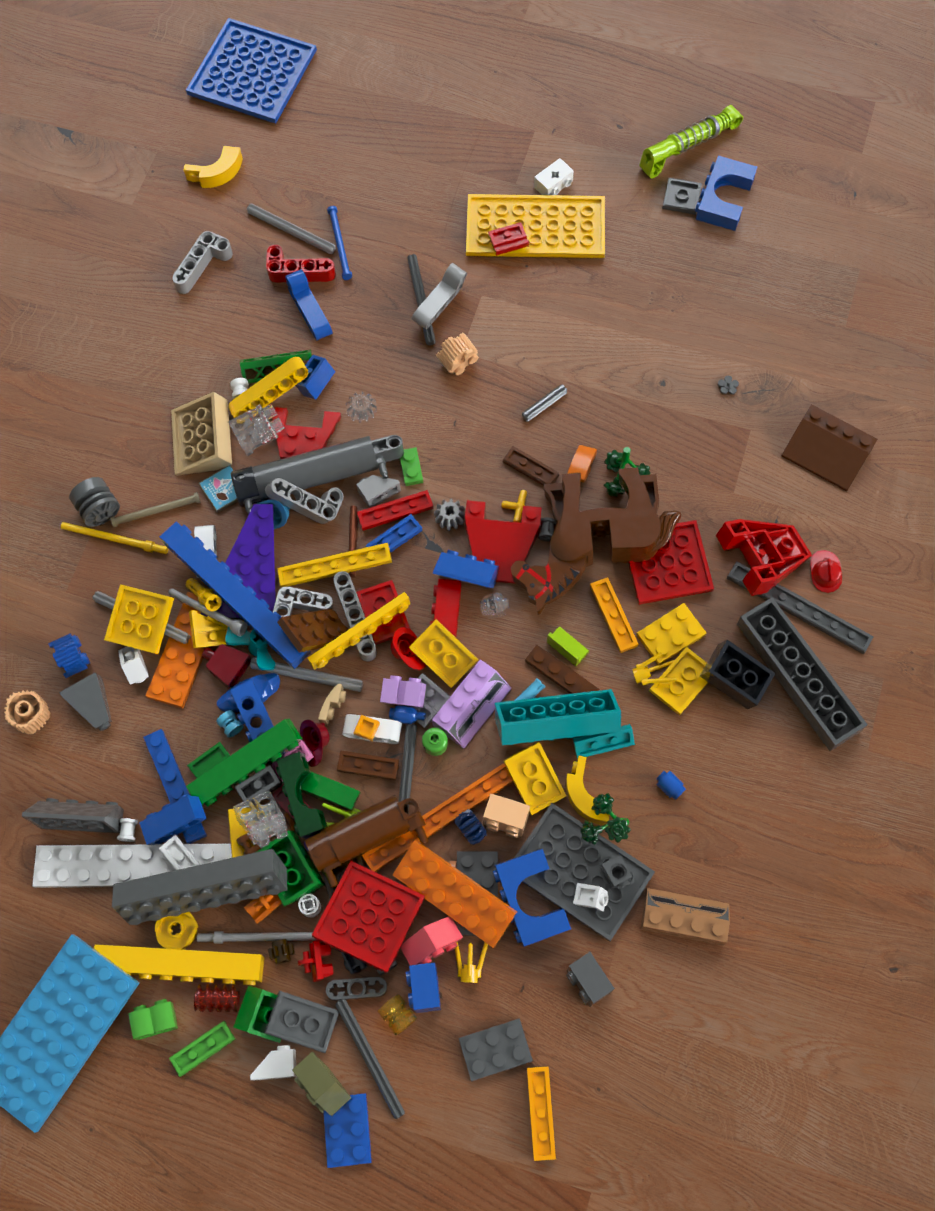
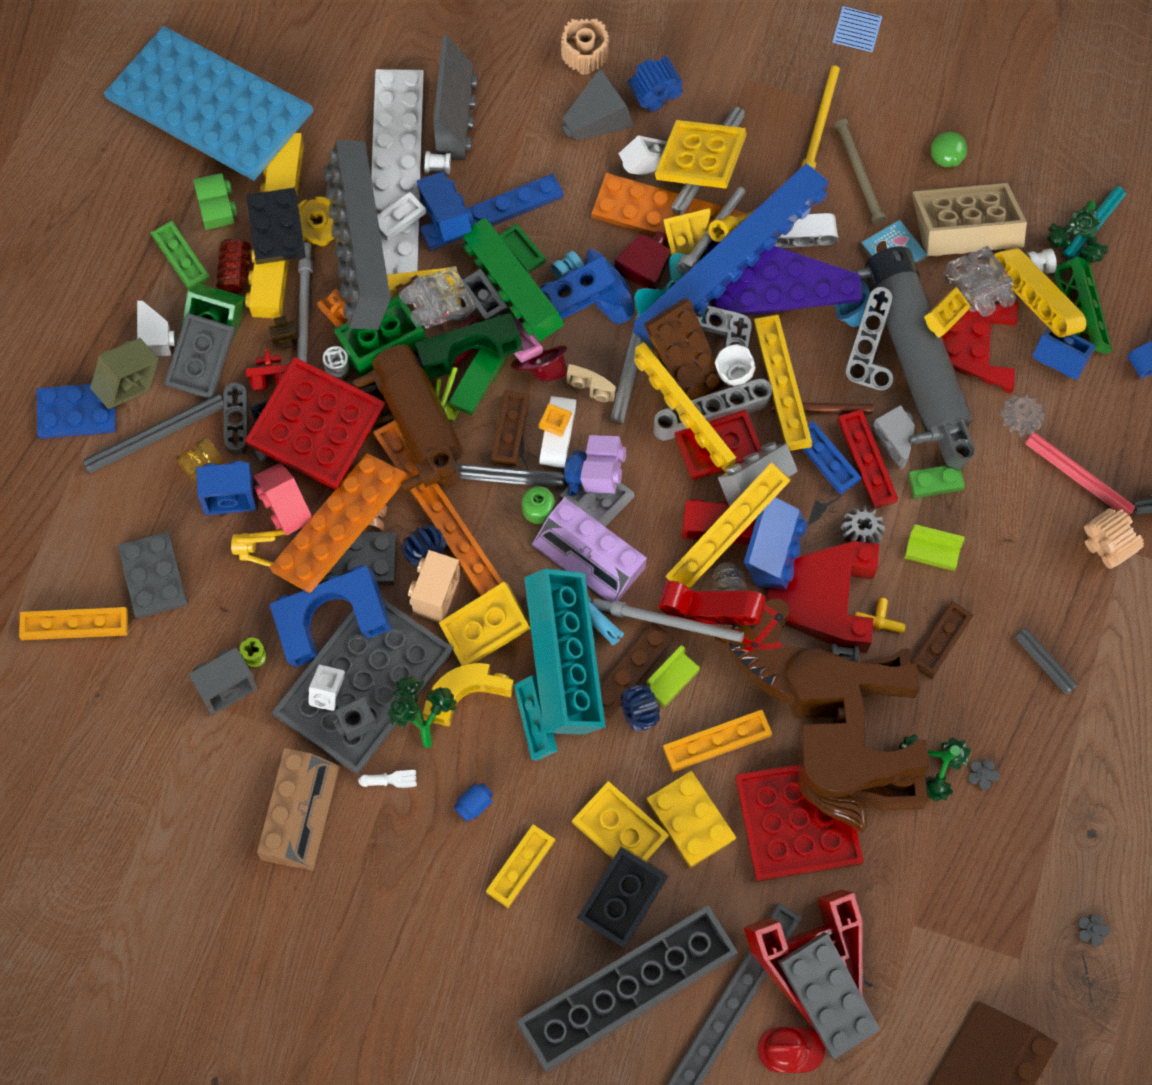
camera: 85 degrees right, 0 degrees up
(27, 509) = (857, 29): none -> light blue sticker
(94, 501) = (863, 96): dark grey wheel -> none
(141, 447) = (949, 149): none -> bright green hair
(185, 960) = (275, 226): none -> black plate
(208, 354) = (1102, 214): none -> teal axle
(219, 353) = (1085, 223): none -> dark green plant
(285, 447) = (947, 312): none -> yellow plate
(323, 595) = (735, 364): none -> white hair
(400, 648) = (664, 473): red piece -> none
(406, 375) = (1079, 474): none -> coral axle
(413, 581) = (742, 475): none -> light grey brick
(443, 653) = (657, 514): yellow plate -> none
(459, 599) = (729, 526): none -> yellow plate
(463, 469) = (934, 547): none -> lime panel
(516, 682) = (620, 609): none -> light grey bar
(519, 611) = (712, 606): none -> red beam
(567, 956) = (258, 657): none -> lime bush
(582, 461) = (948, 705): orange slope -> none
(594, 665) = (640, 707): none -> dark blue gear
(626, 442) = (983, 774): none -> dark grey plant
(643, 673) = (630, 772): yellow plant -> none
(654, 842) = (399, 779): none -> white piece
(716, 750) = (520, 866): none -> yellow plate
(792, 542) = (829, 995): none -> dark grey plate

